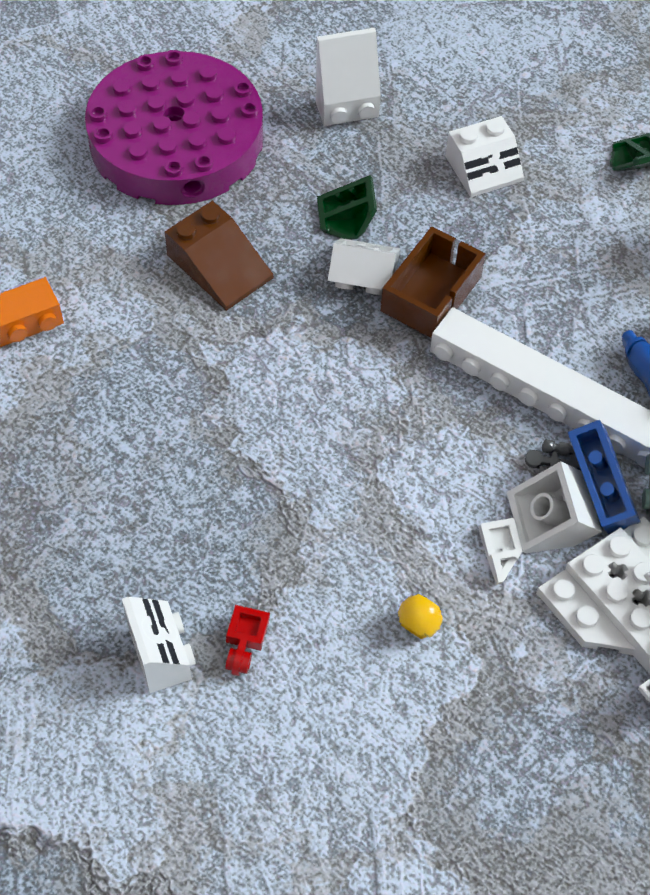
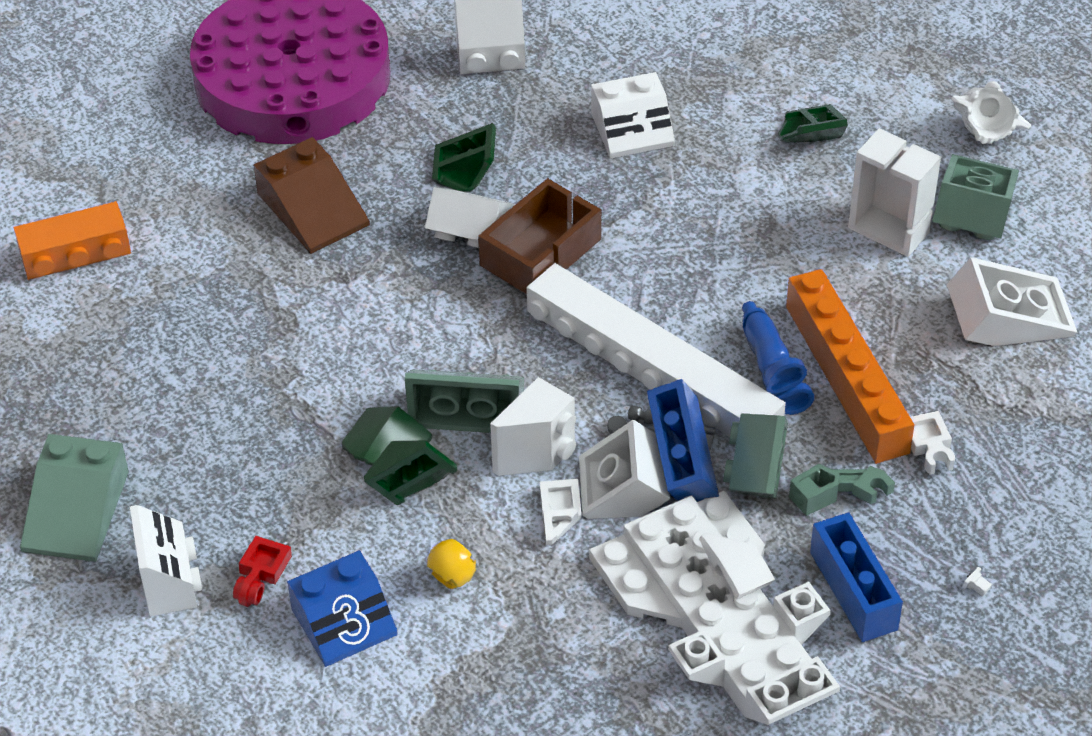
camera: 10 degrees right, 10 degrees down
(58, 581) = (73, 497): none -> sand green slope
(329, 672) = (341, 608): none -> blue slope
(332, 491) = (378, 428): none -> dark green slope
(362, 524) = (408, 469): none -> dark green slope
(400, 448) = (459, 399): none -> sand green slope
(471, 476) = (534, 431): none -> white slope

